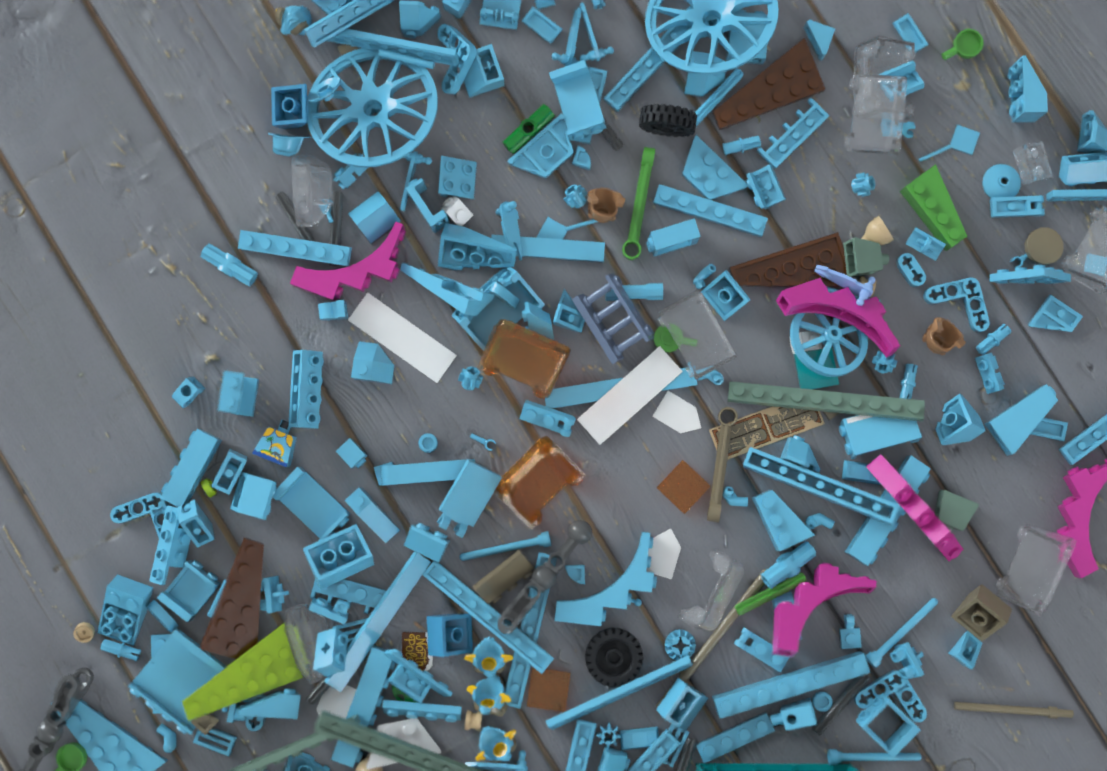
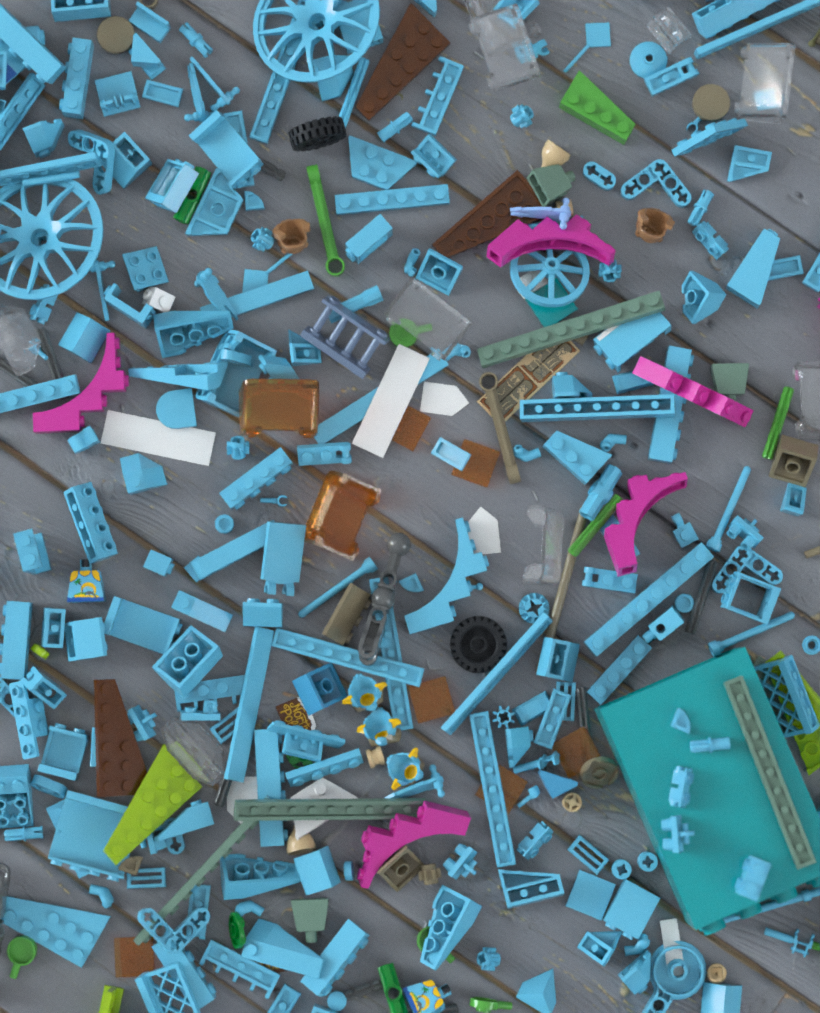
camera: 30 degrees left, 0 degrees up
(330, 652) = (218, 749): medium azure brick -> none
(430, 319) = (177, 409): none -> medium azure tile
(473, 414) = (256, 478): none -> medium azure brick
(514, 111) = (172, 185): none -> medium azure window
(637, 428) = (411, 428): none -> clear orange tile
(664, 468) = (451, 454): none -> medium azure tile
(908, 381) = (639, 278): medium azure pin -> none
(925, 243) = (601, 146): medium azure hips -> none
(981, 570) = (778, 422): none -> bright green axle

